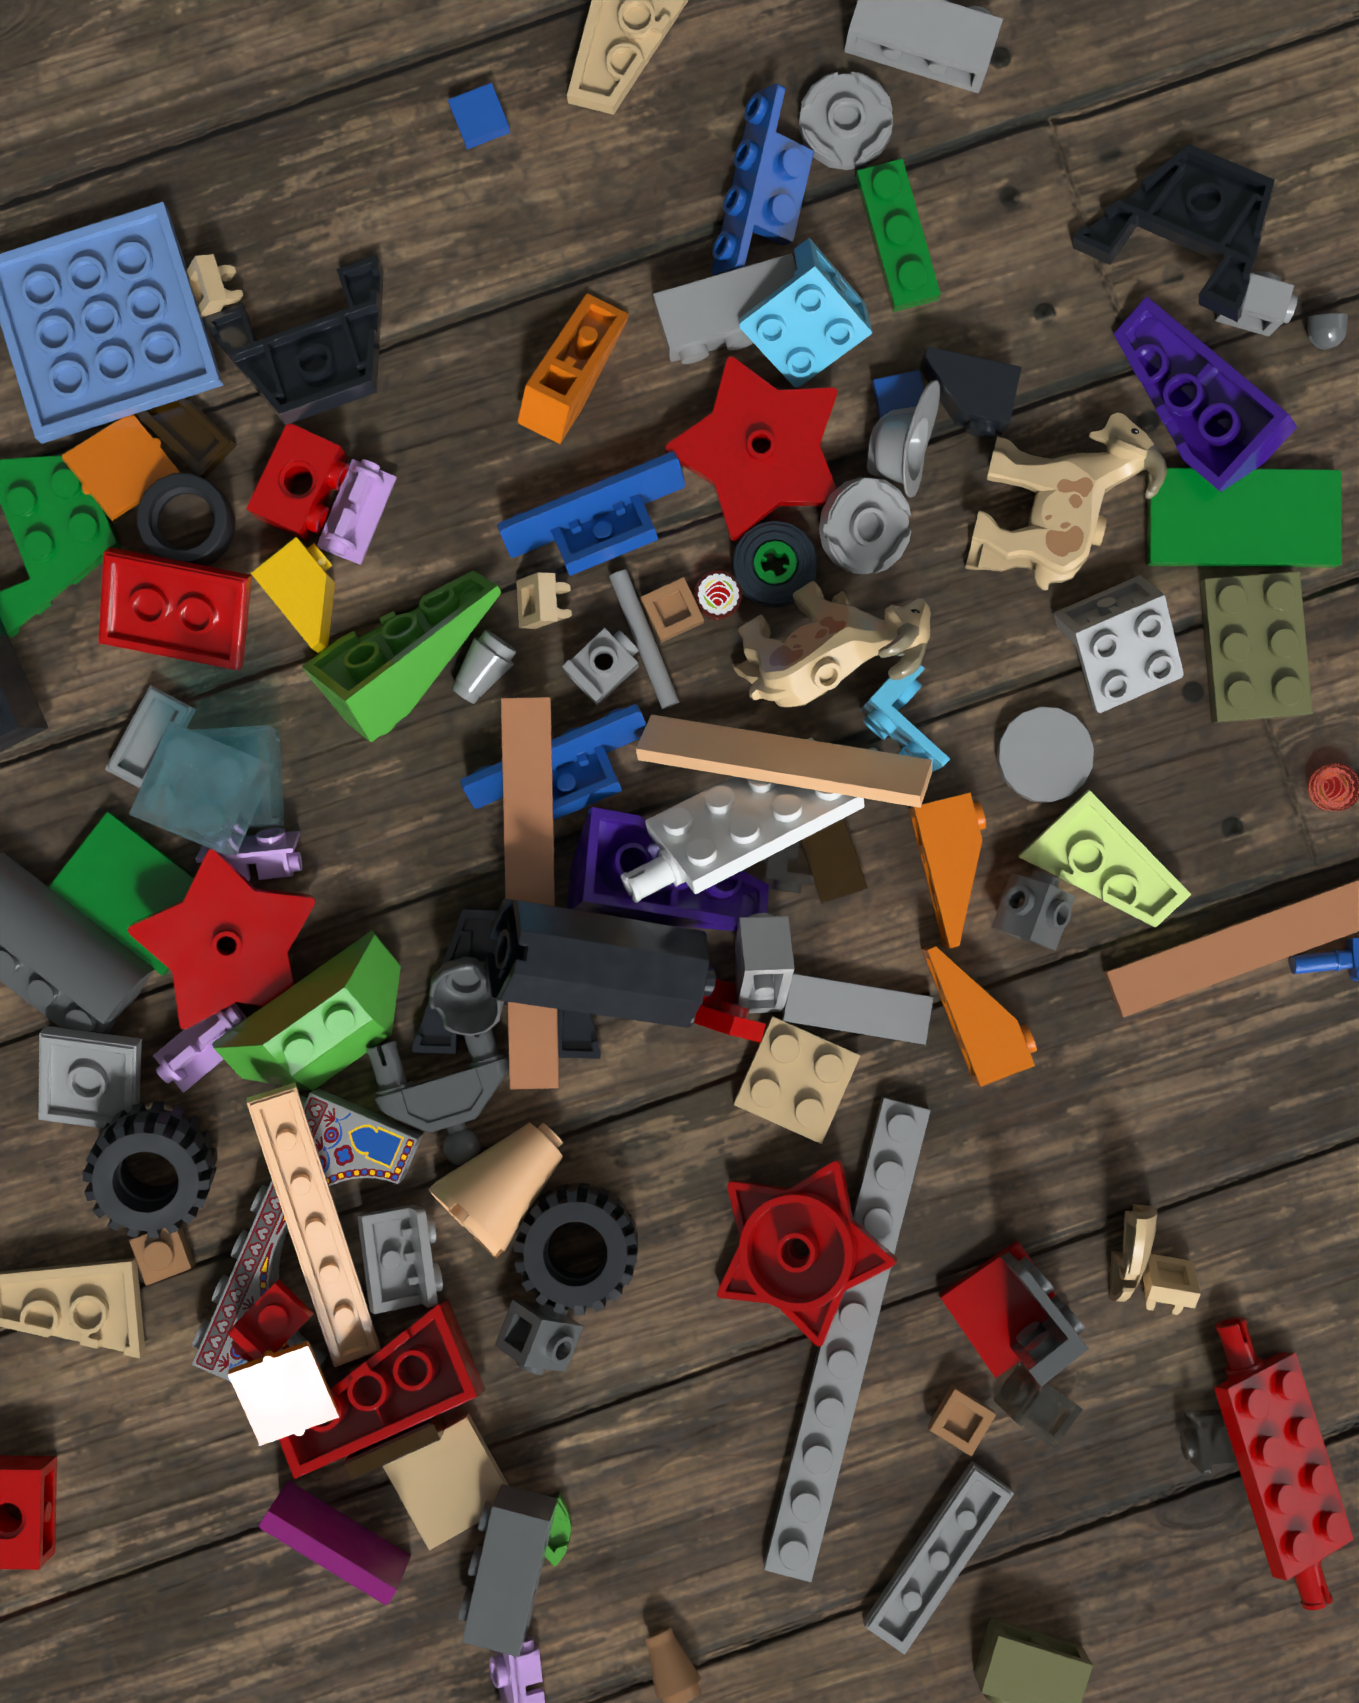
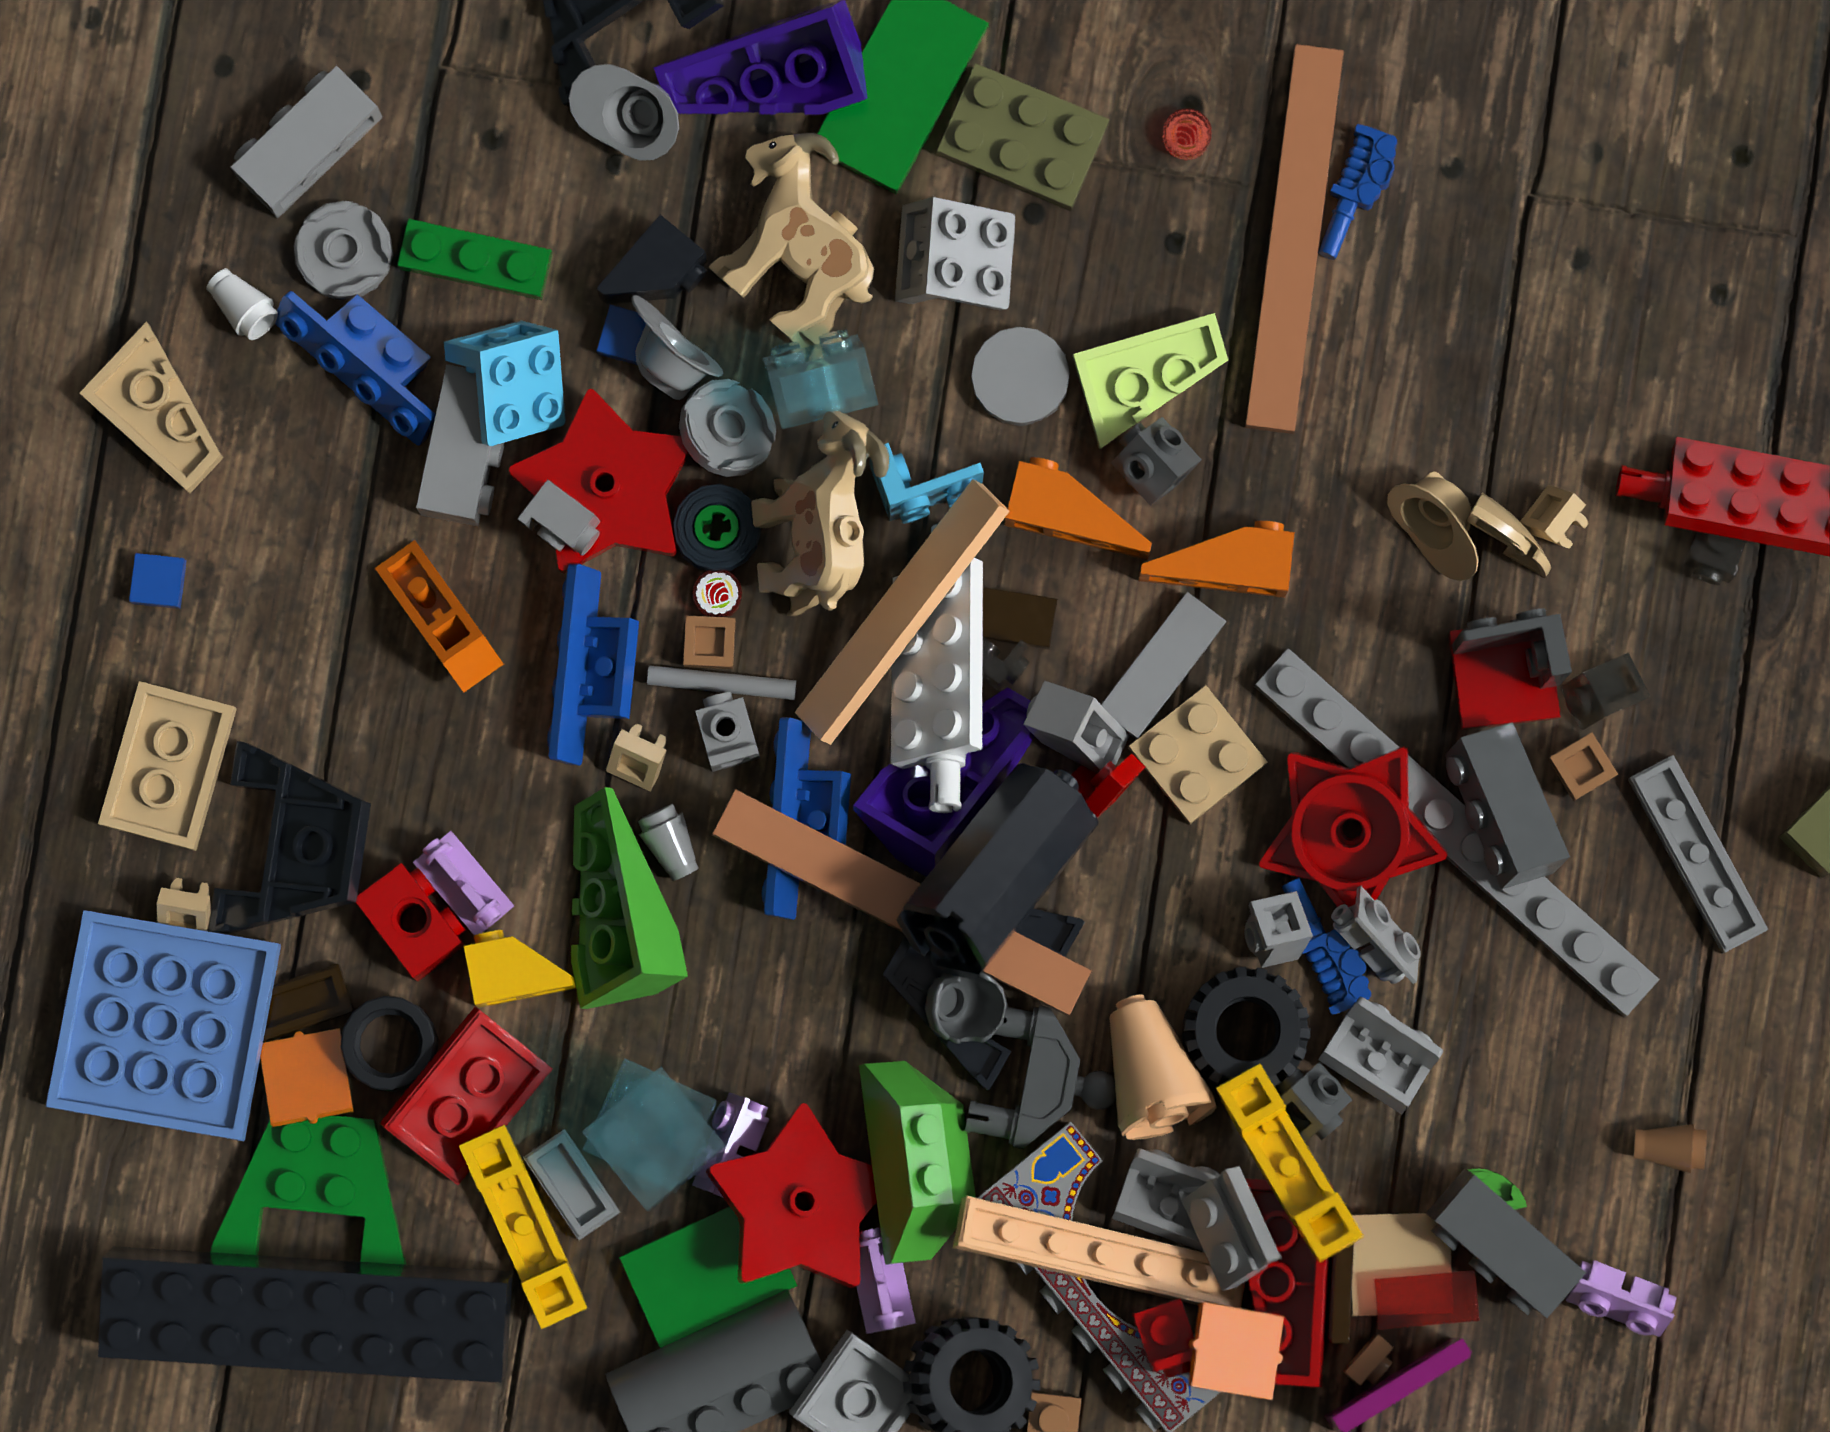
camera: 60 degrees left, 5 degrees down
(92, 719) = (523, 1226): none -> yellow slope
(324, 207) = (167, 766): none -> tan plate
(349, 1499) = (1369, 1362): none -> medium nougat plate
(392, 1330) = (1230, 1228): none -> light grey plate
(426, 1524) = (1426, 1300): none -> clear red tile
(470, 1357) = (1288, 1164): none -> yellow slope
(618, 1374) = (1381, 1054): none -> light grey bracket
(673, 1224) = (1269, 932): none -> light grey brick
(682, 1287) = (1336, 964): none -> blue piece
(707, 421) = (562, 519): none -> light grey brick
(713, 1337) = (1392, 950): none -> light grey hinge
(752, 58) = (243, 305): none -> white cone
(892, 1375) = (1506, 806): none -> dark grey brick
(949, 579) = (819, 378): none -> clear light blue brick
(1095, 288) = (624, 111): none -> light grey piece
(1109, 1183) = (1435, 519): none -> tan piece

